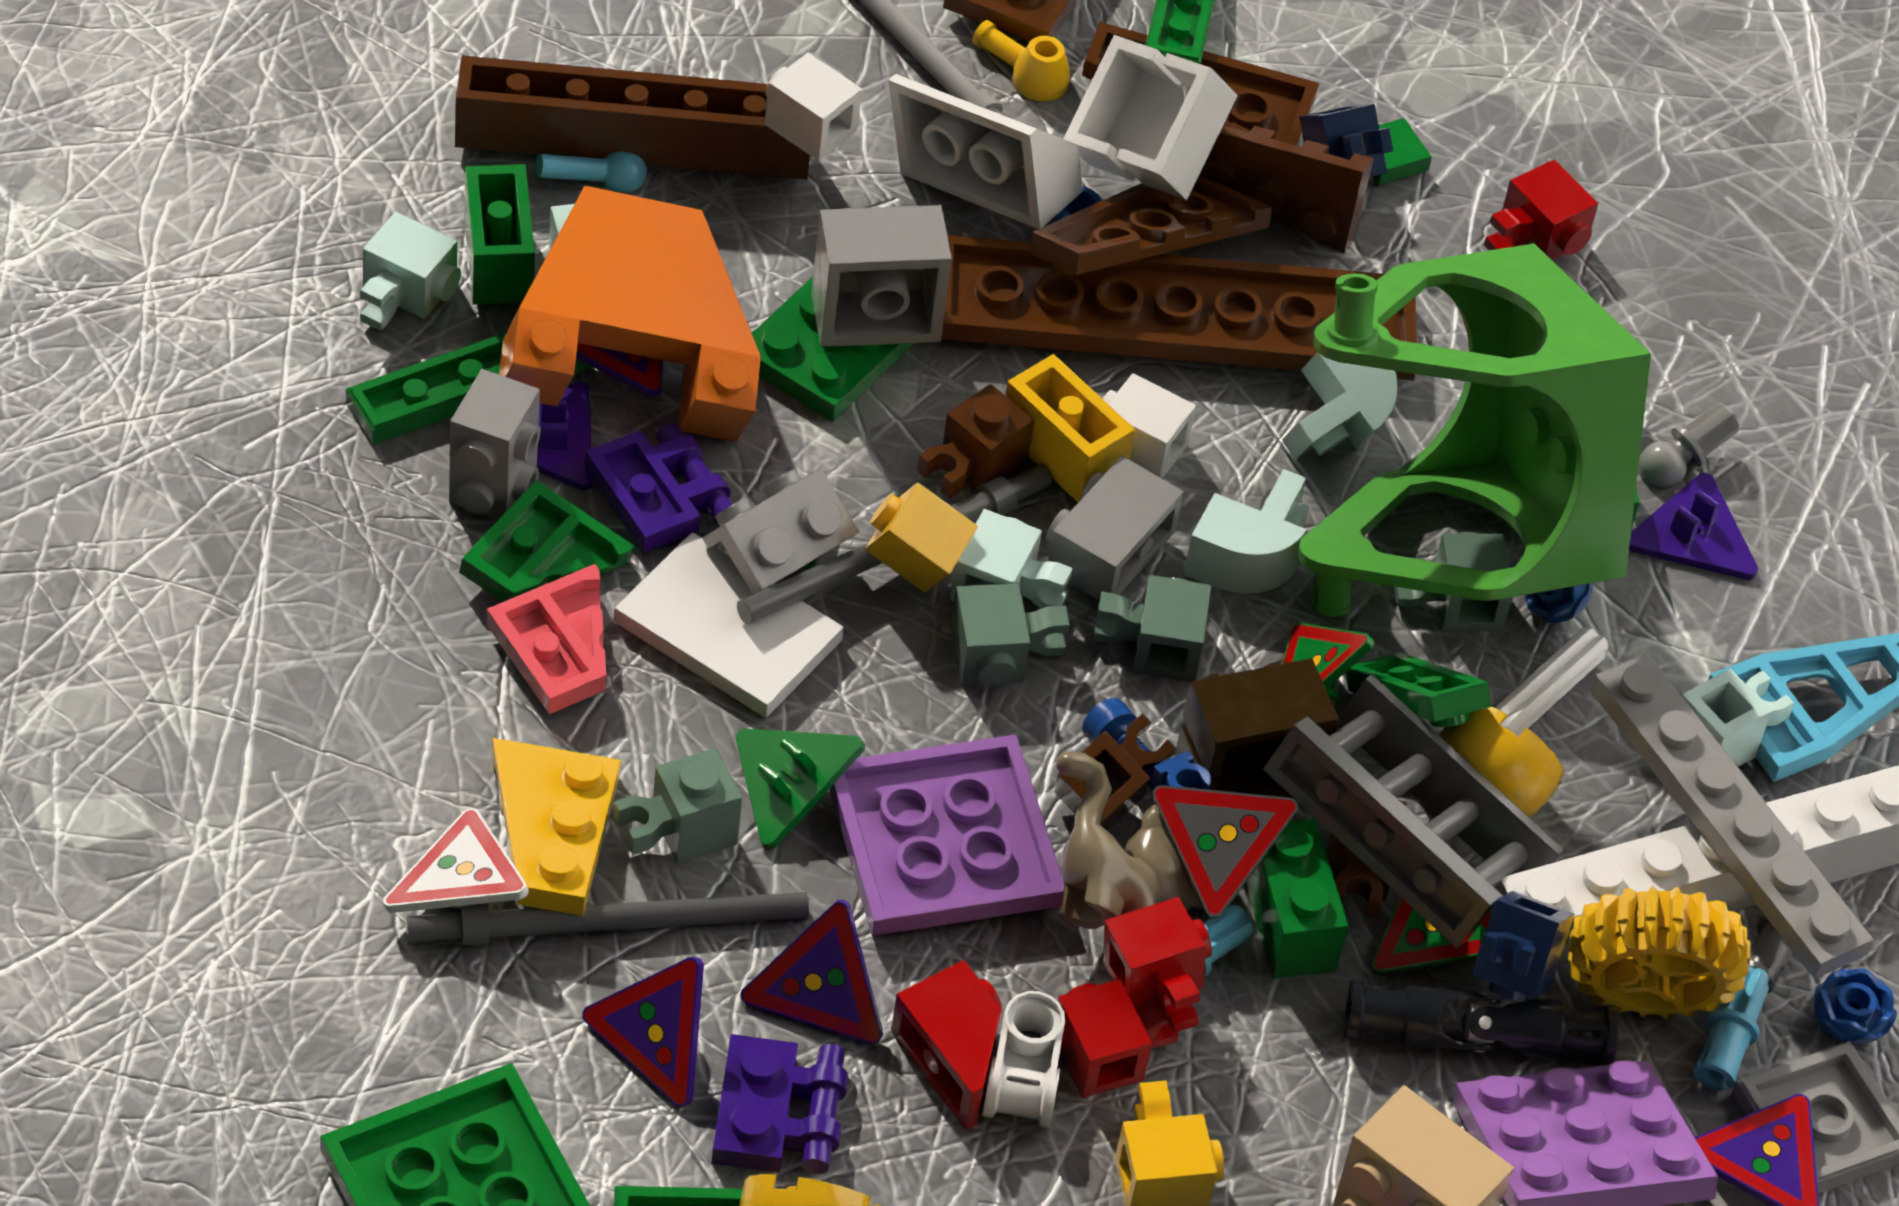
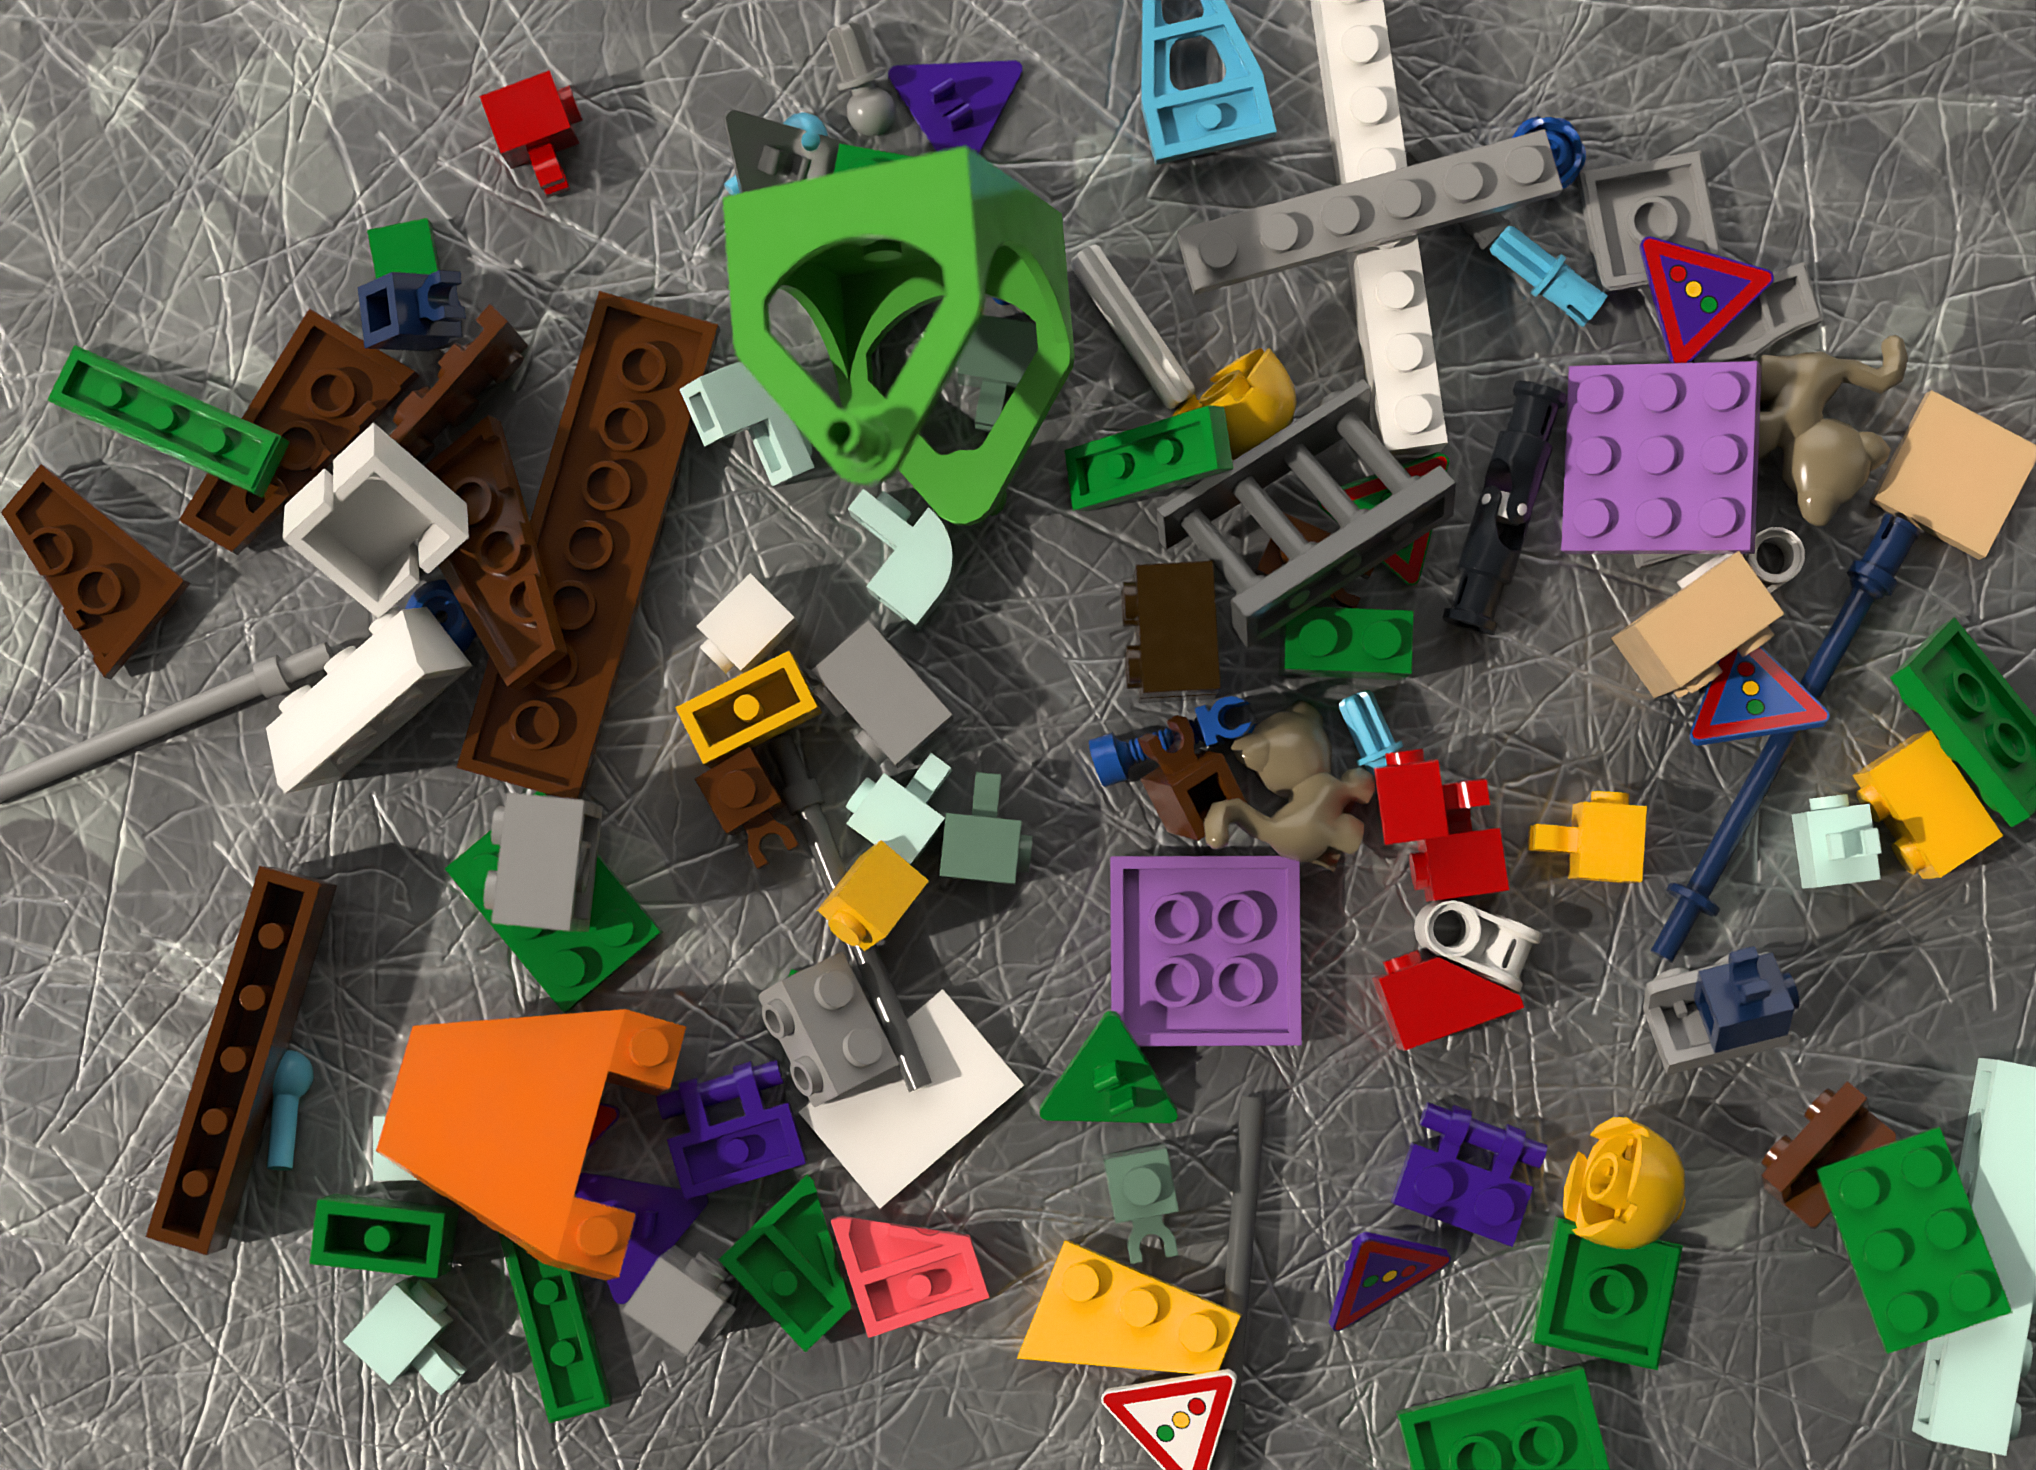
camera: 65 degrees left, 35 degrees up
(812, 106) = (306, 884): white brick -> none
(821, 979) = (1354, 1107): piece -> none
(1039, 69) = (231, 615): yellow bar -> none
(1166, 626) = (1001, 672): sand green brick -> none
(1221, 837) = (1299, 703): piece -> none
(1331, 649) = (1078, 543): piece -> none
(1522, 946) = (1478, 458): dark blue brick -> none
(1659, 952) = (1499, 329): yellow gear -> none
(1736, 712) = (1224, 164): light aqua brick -> none

